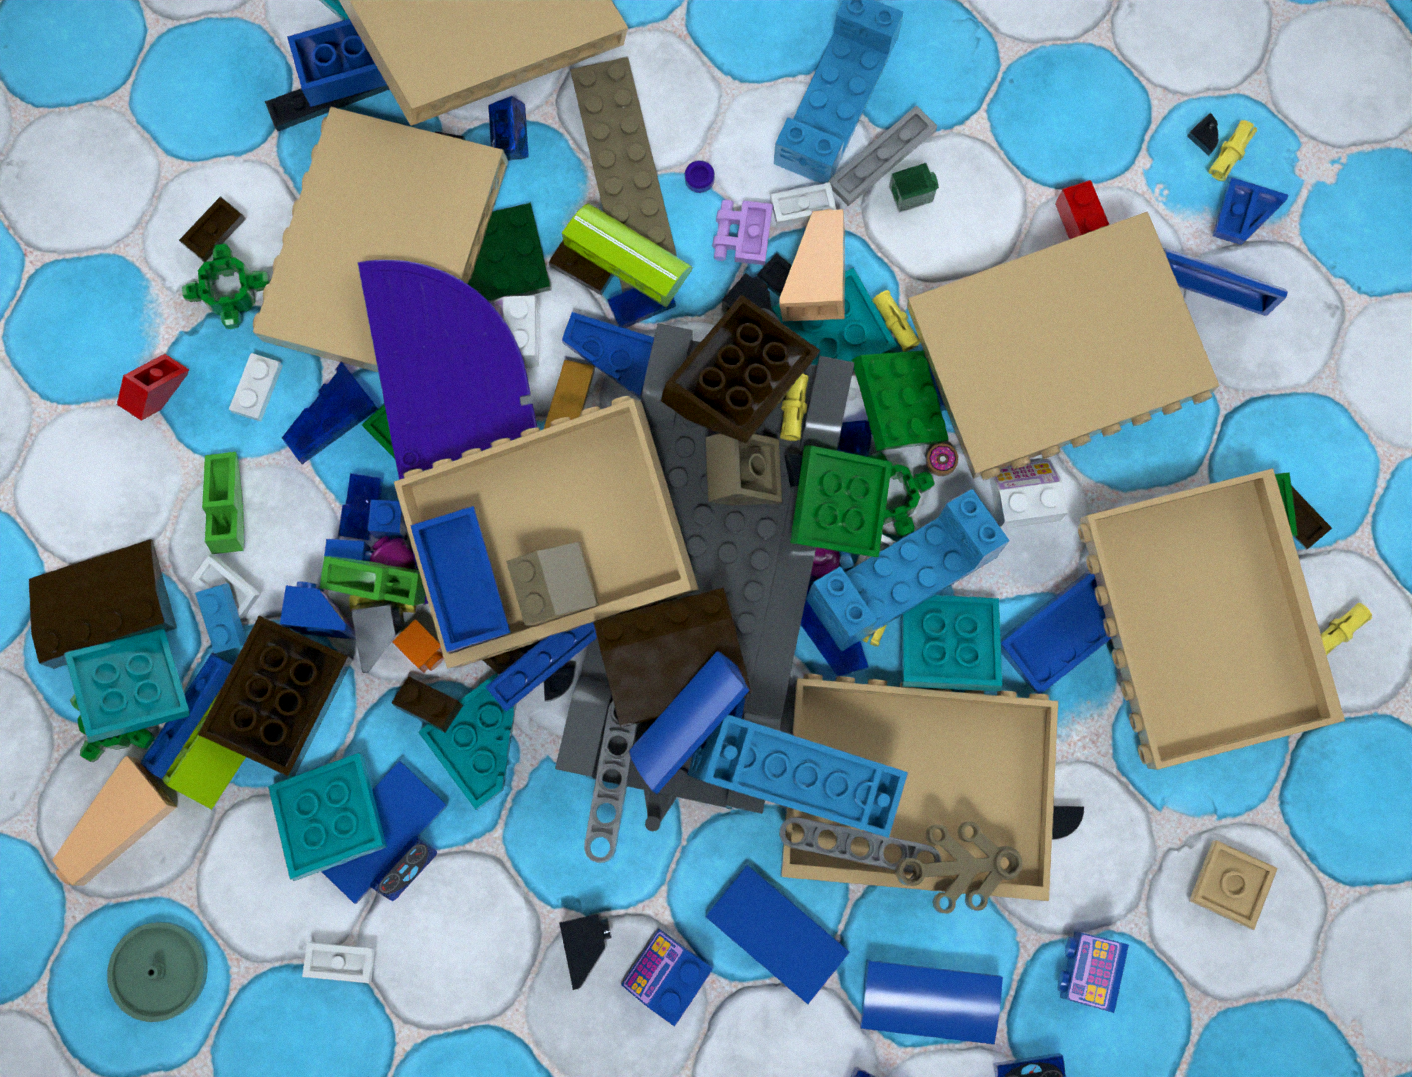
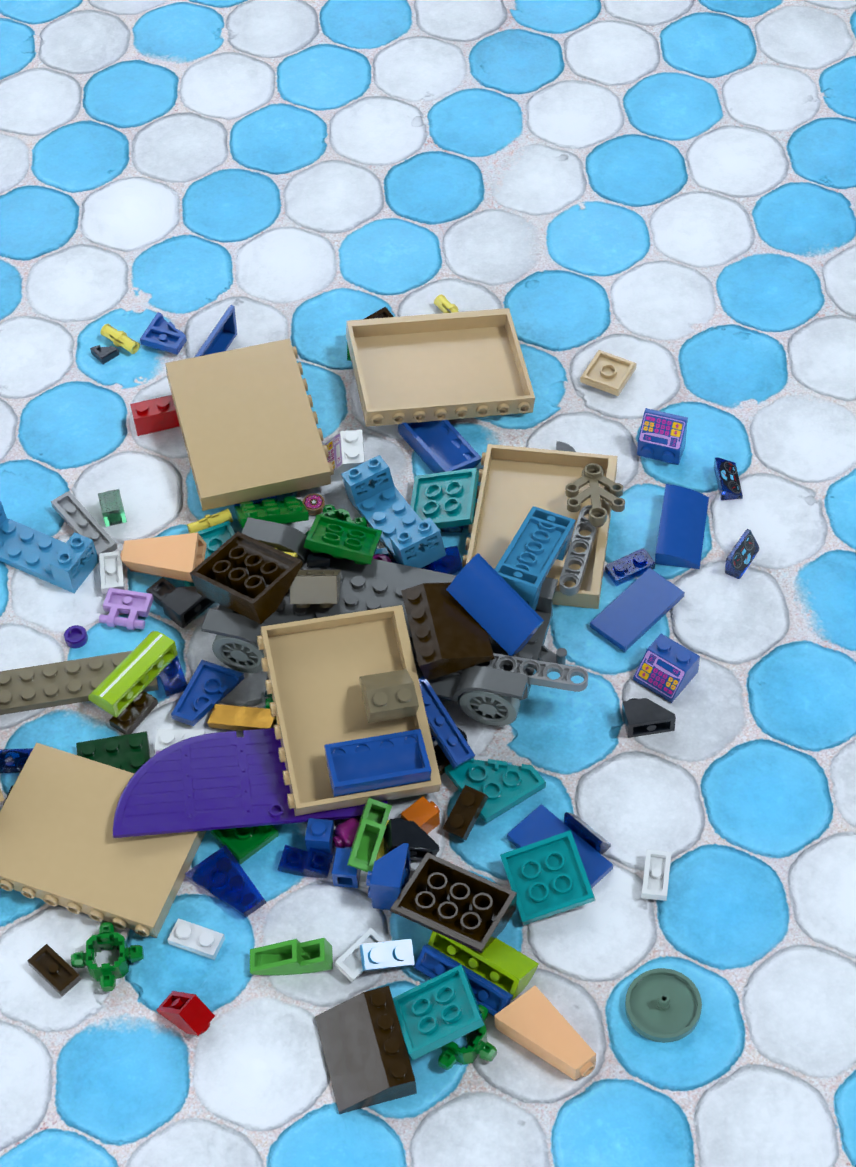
camera: 85 degrees left, 25 degrees down
(854, 923) = (629, 566): none -> clear blue plate

